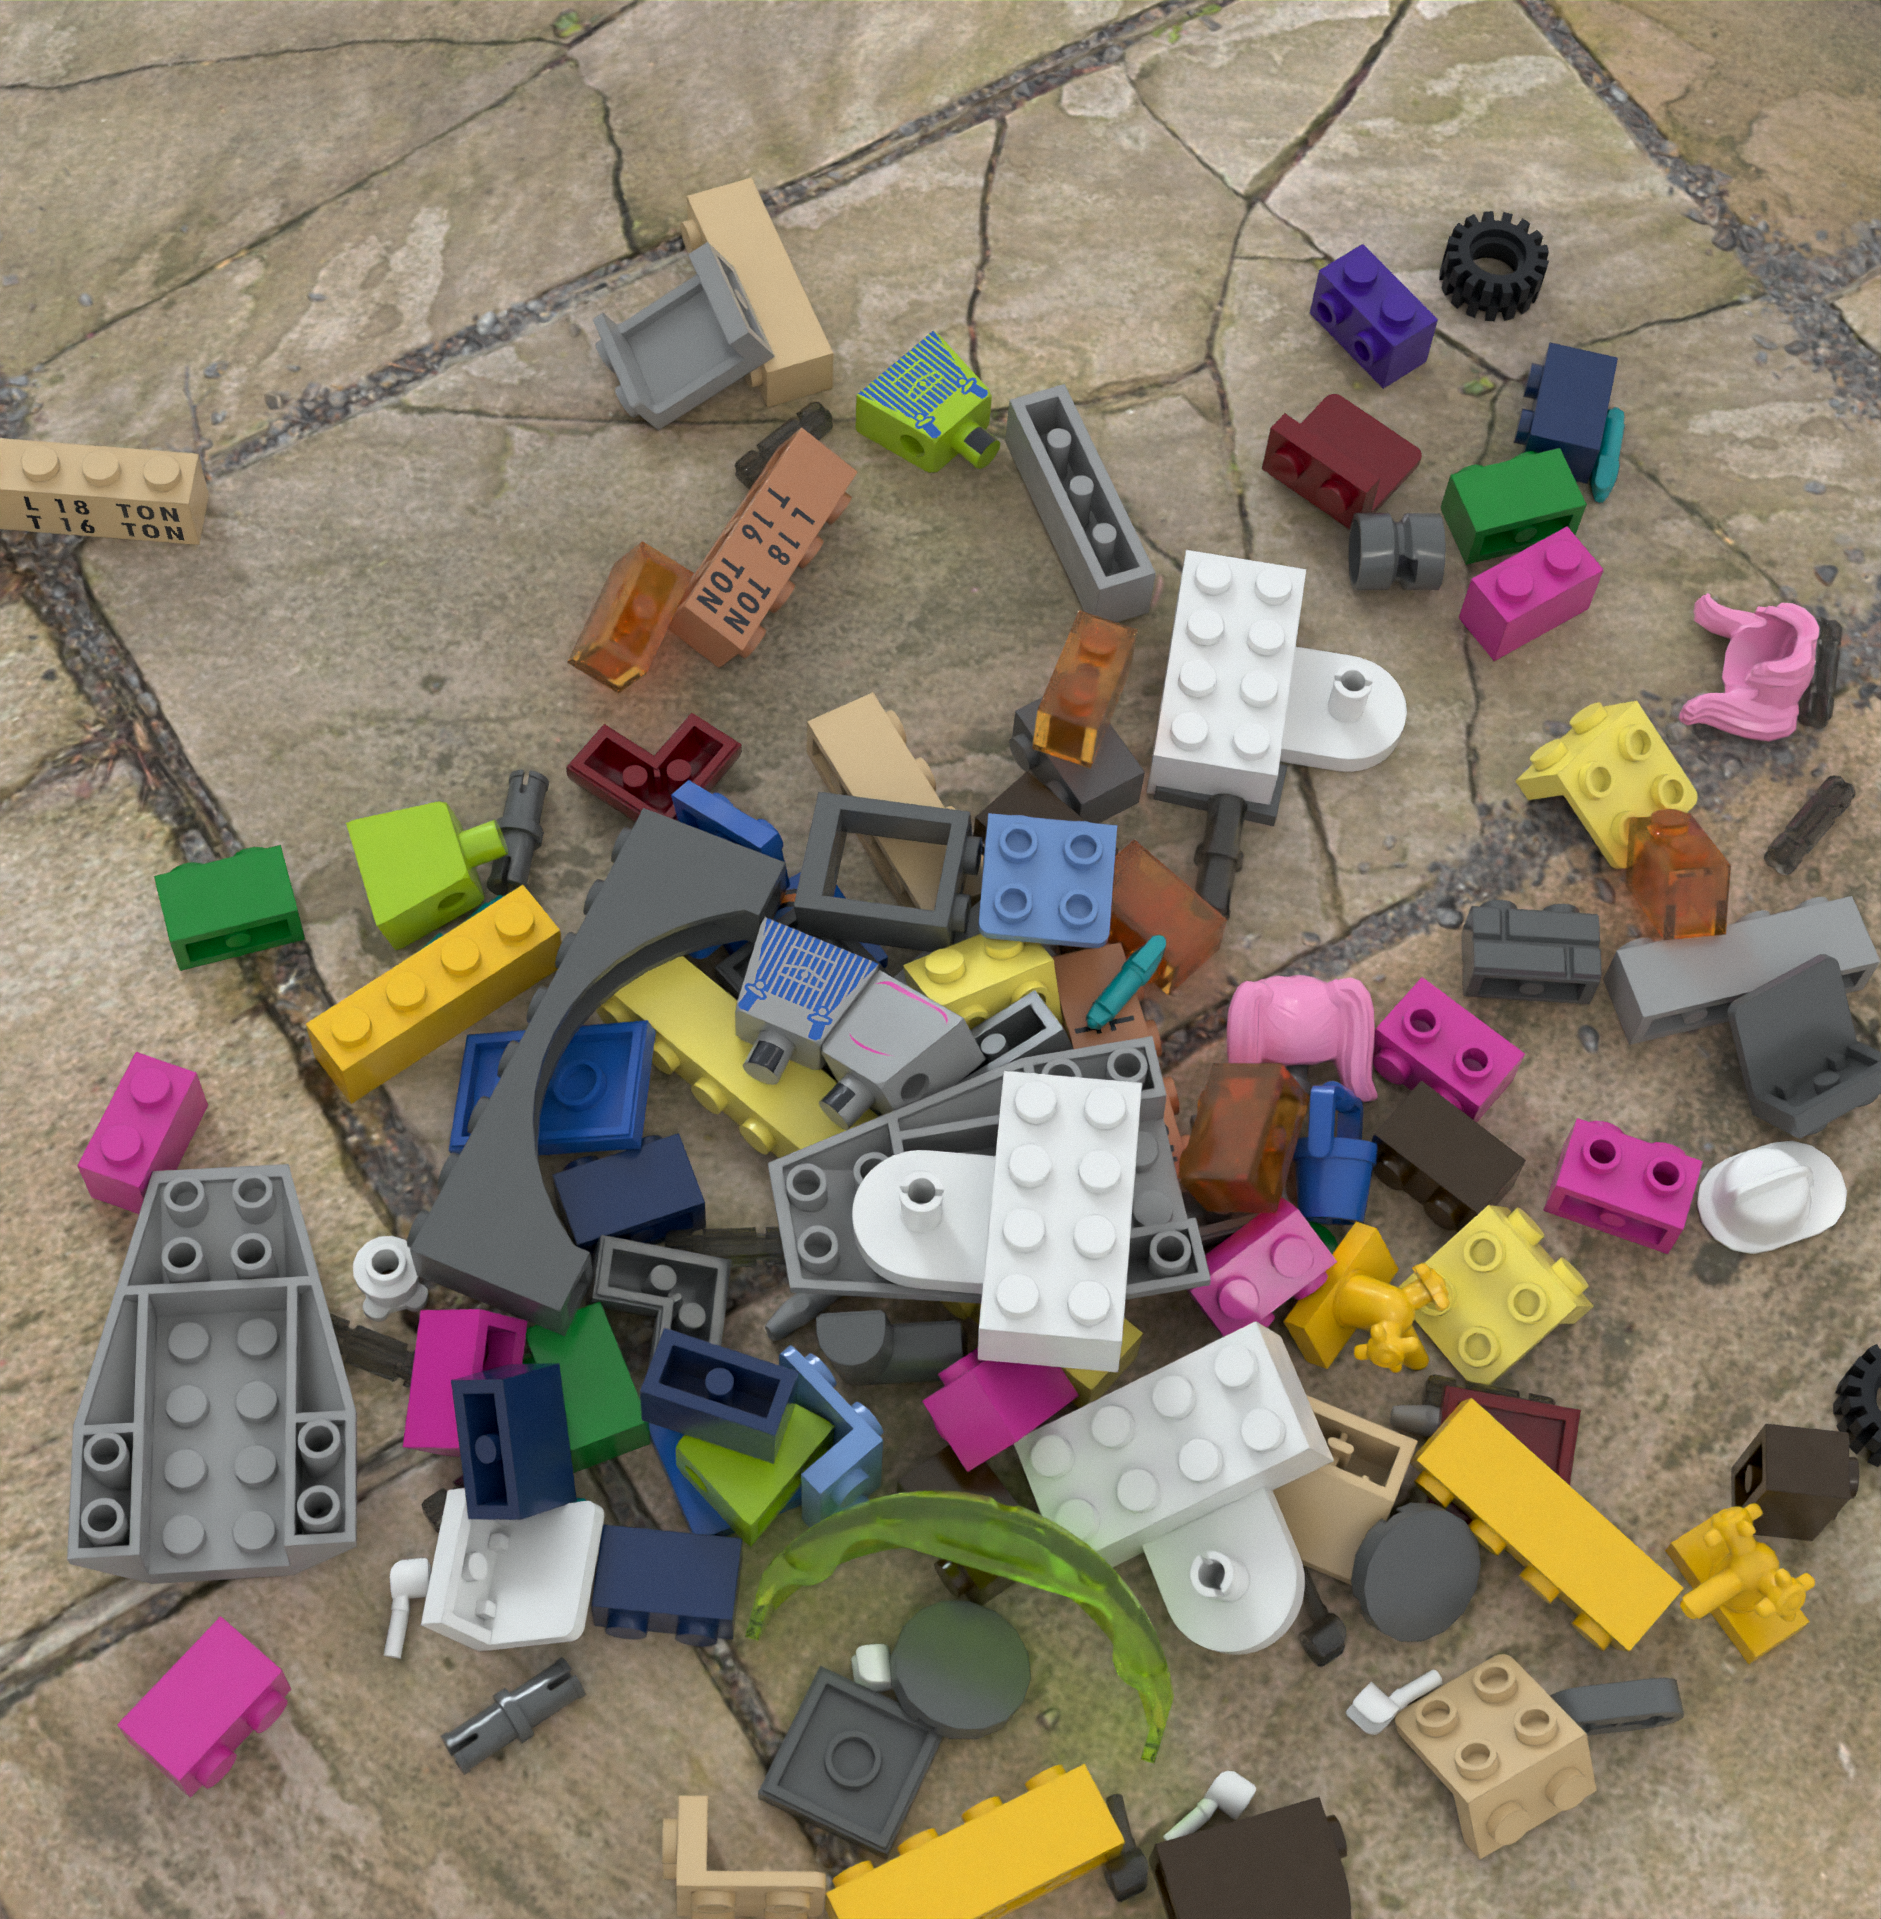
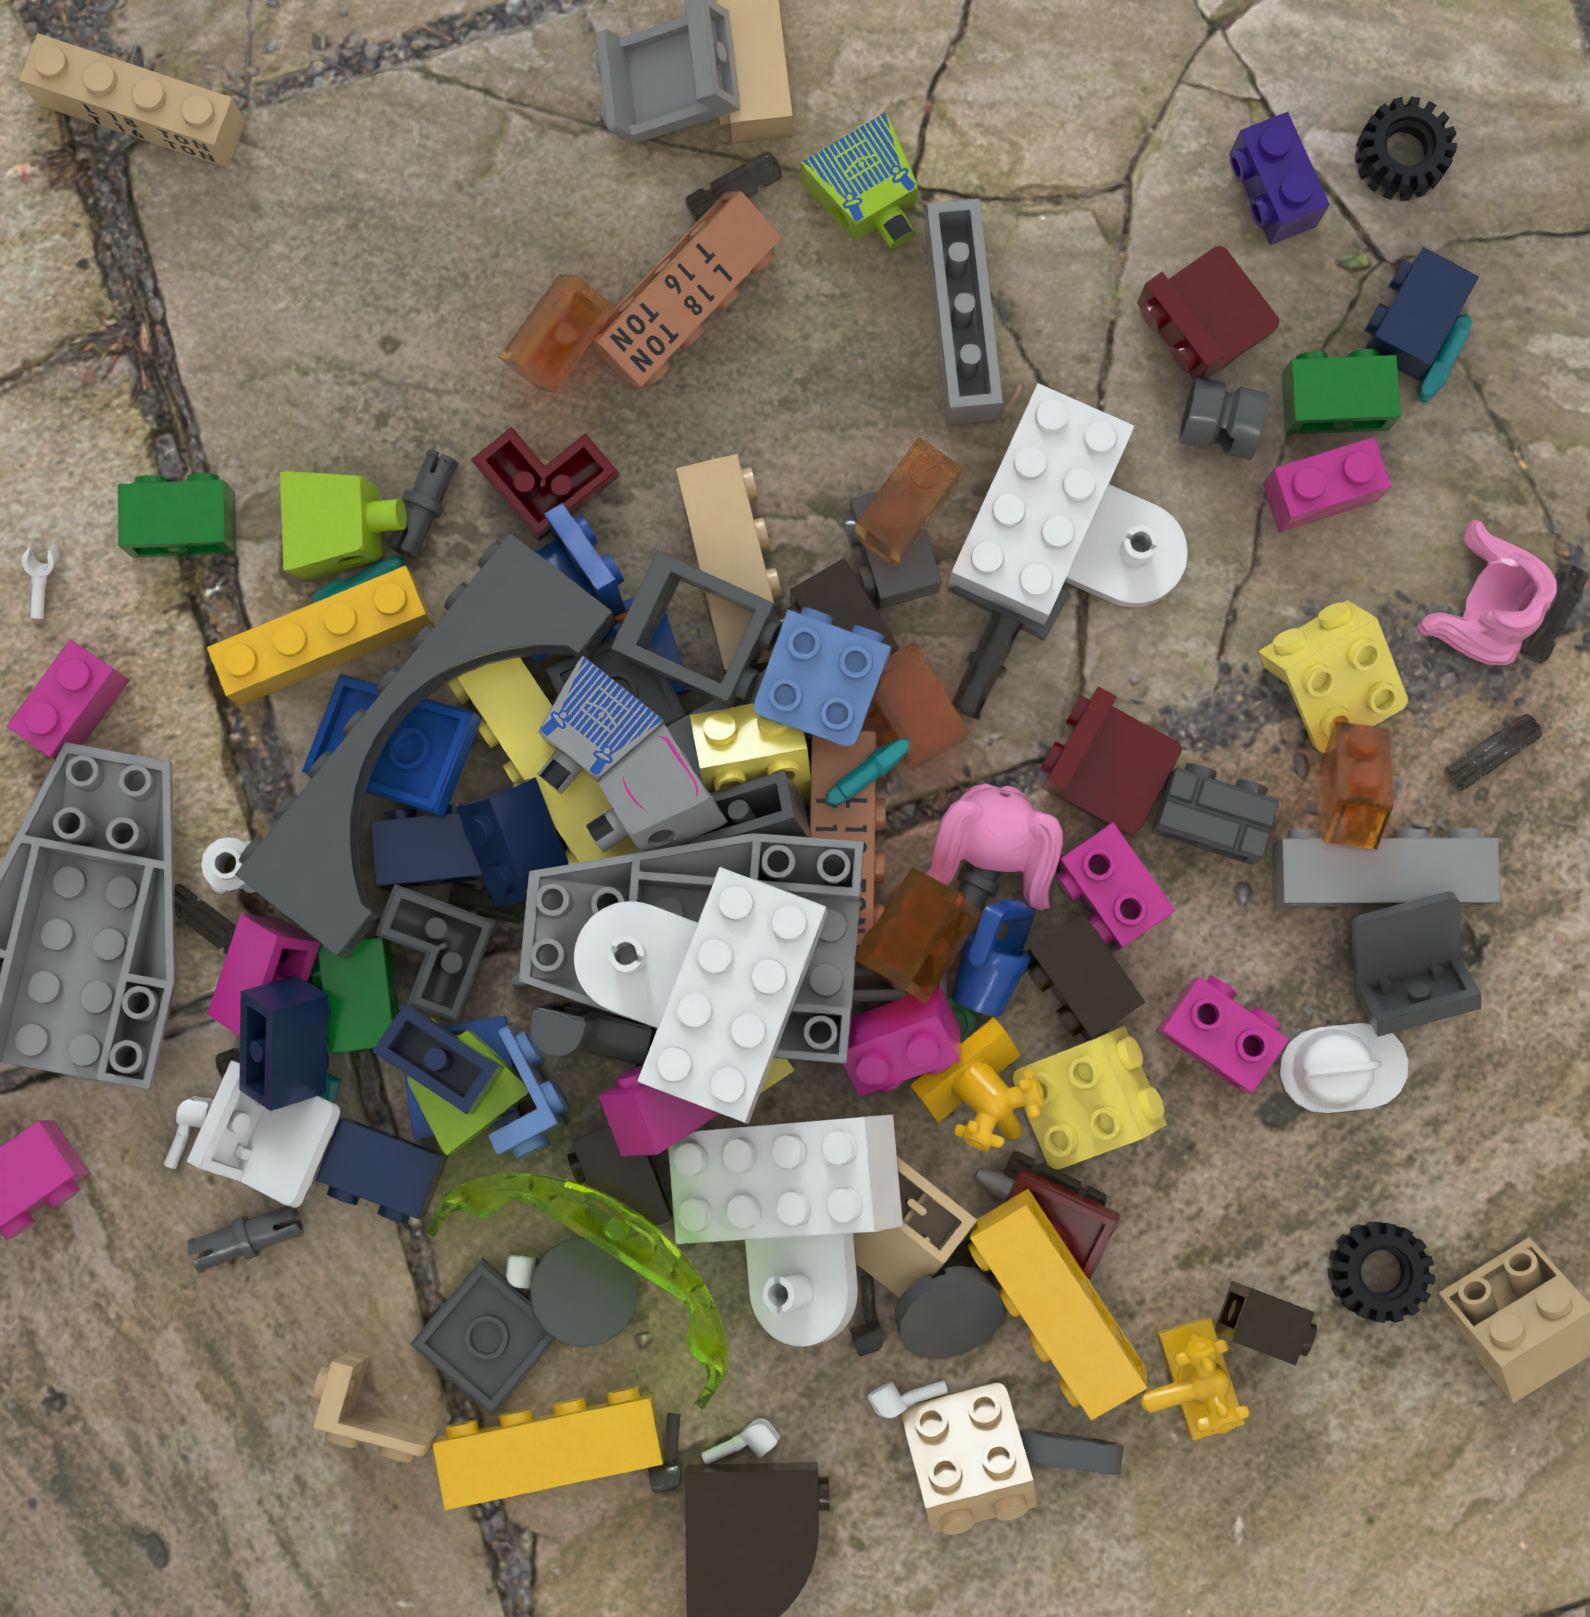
camera: 20 degrees right, 20 degrees up
(74, 1017) = (39, 577): none -> white hand
(725, 1151) = (510, 837): none -> dark blue brick
(1391, 925) = (1110, 763): none -> dark red bracket

